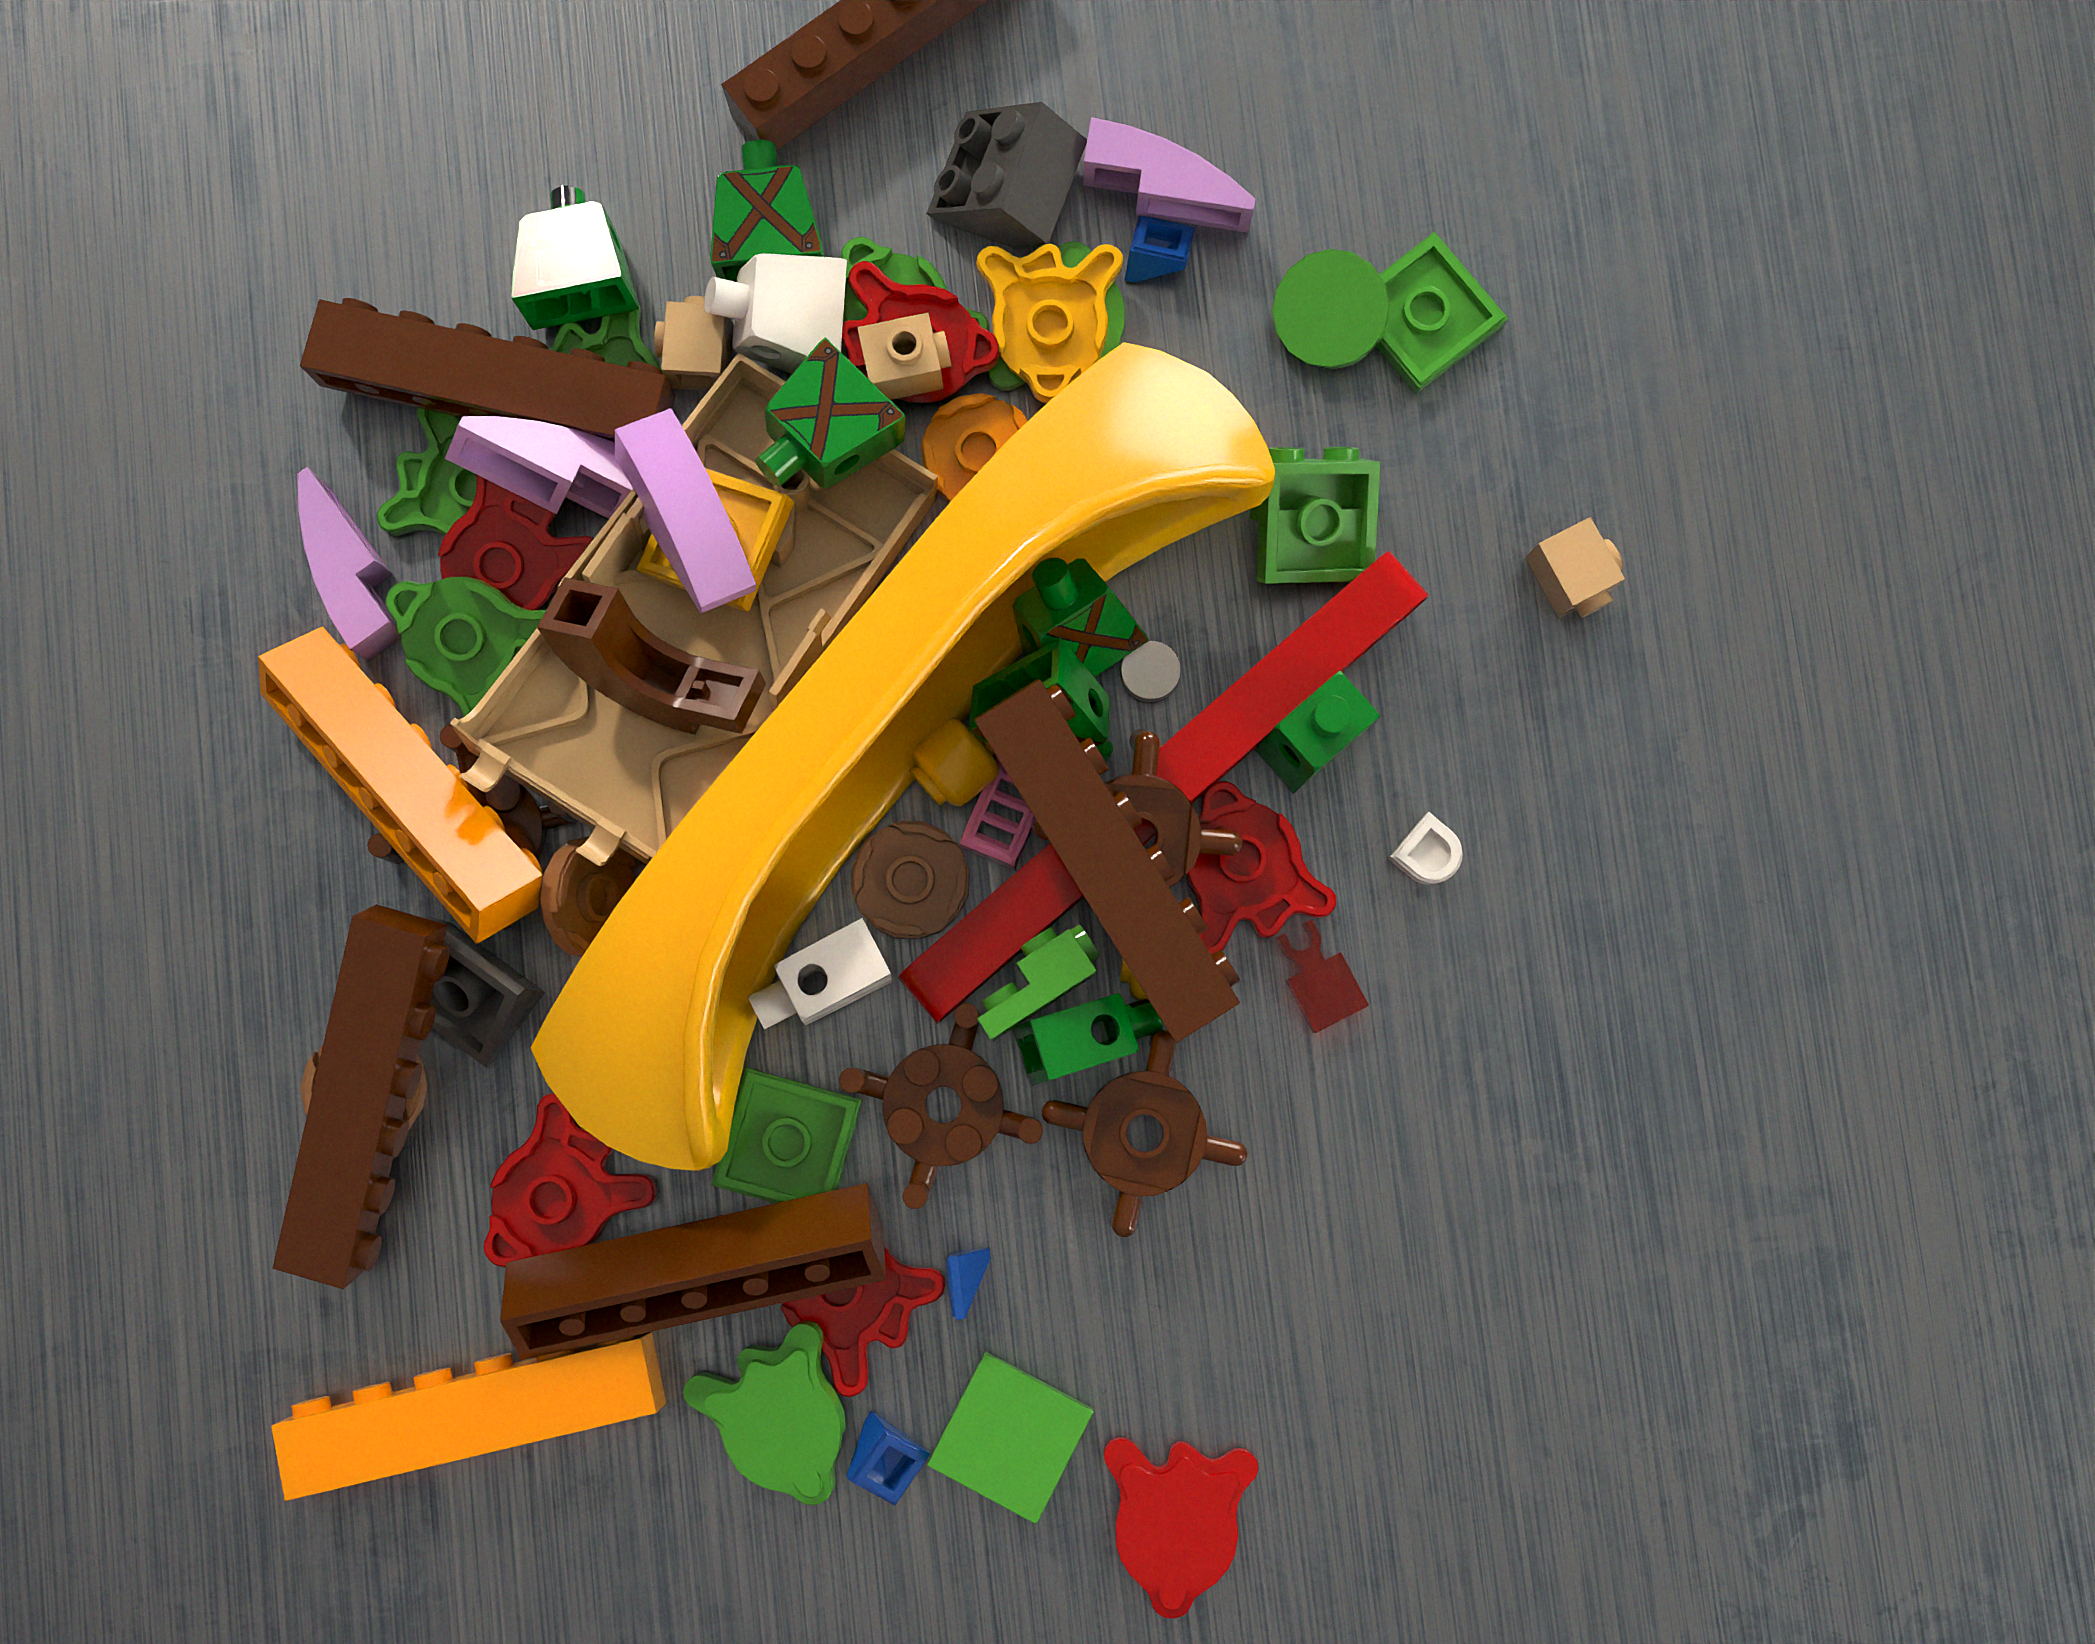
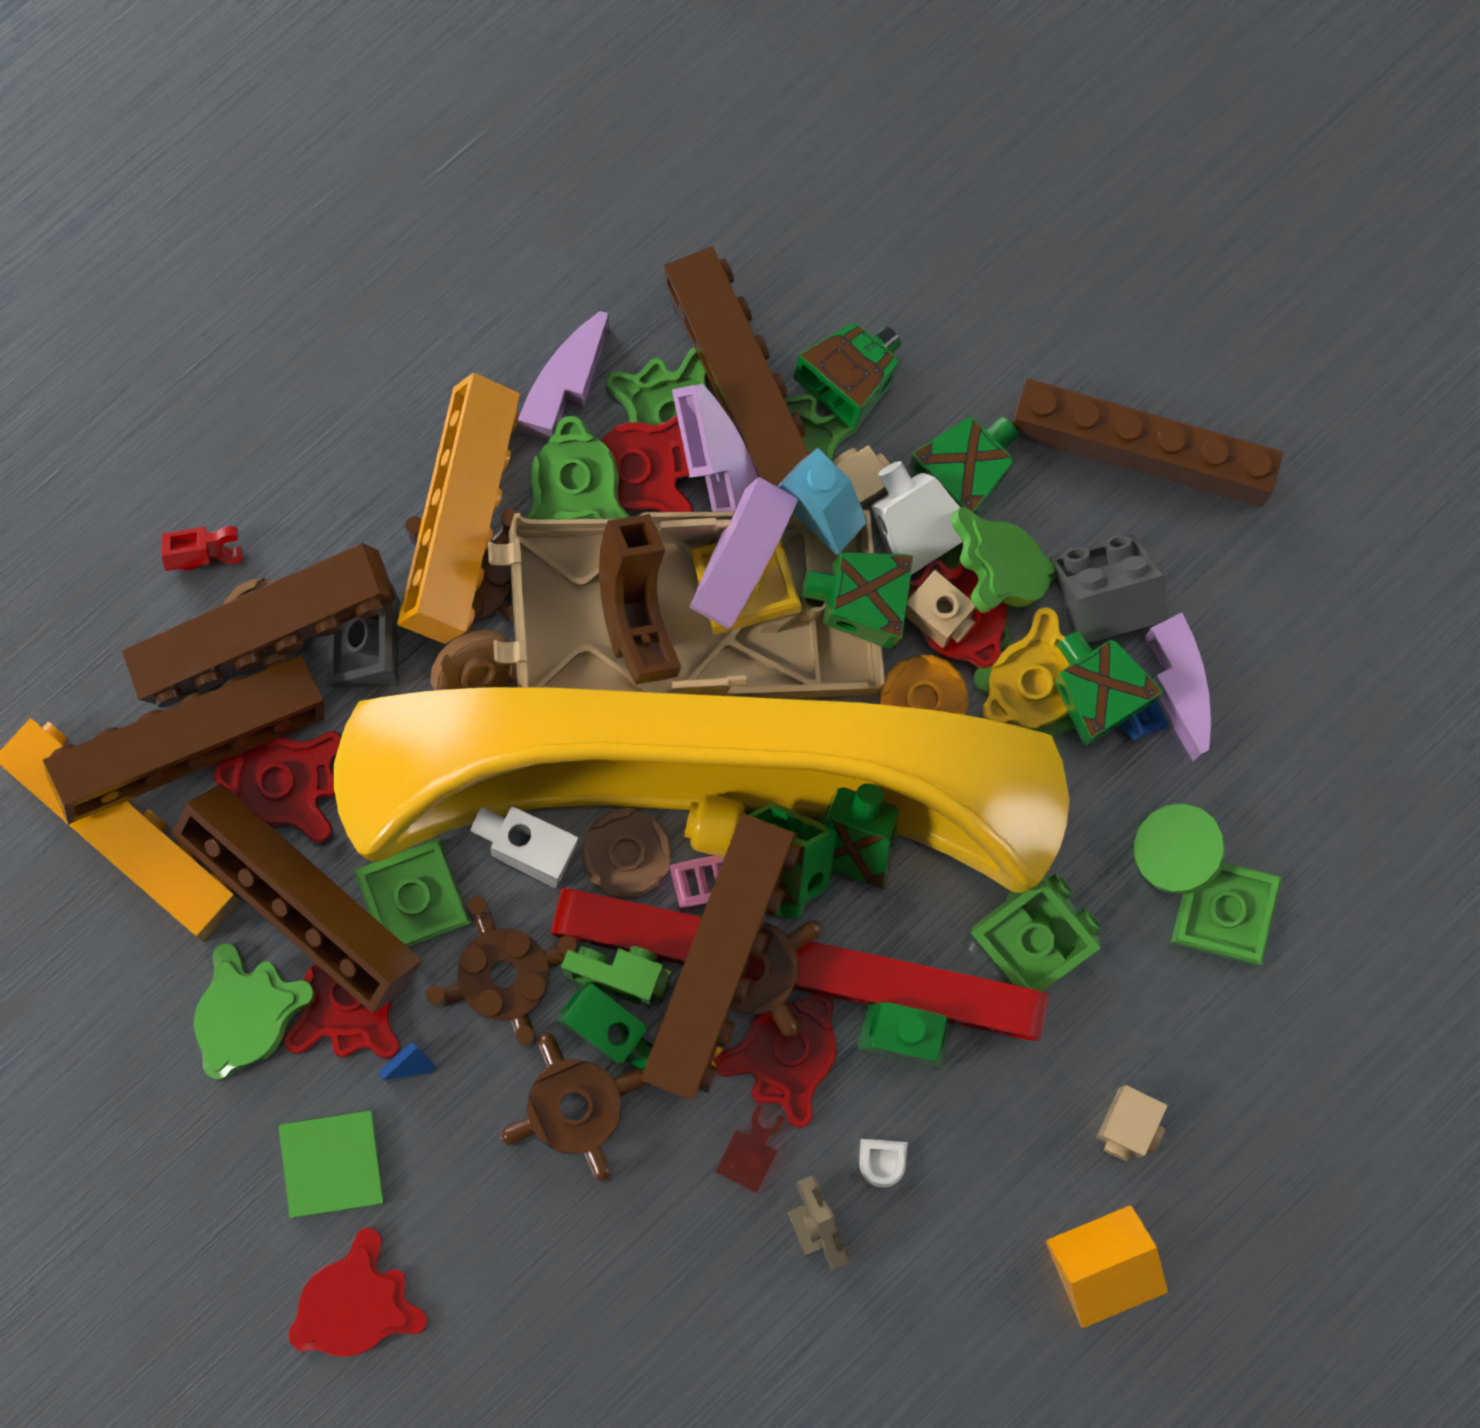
camera: 50 degrees right, 5 degrees down
(220, 1102) = (195, 546): none -> red plate
(423, 1273) = (183, 738): none -> reddish brown brick
(693, 380) = (825, 500): none -> medium azure slope
(885, 1459) = (263, 1098): blue slope -> none
(898, 254) = (1005, 560): none -> bright green tile
(1110, 254) = (1102, 686): none -> green torso
(1150, 672) = (865, 905): white tile -> none
(1448, 968) = (817, 1225): none -> dark tan plate
(1698, 701) = (1108, 1266): none -> light orange slope

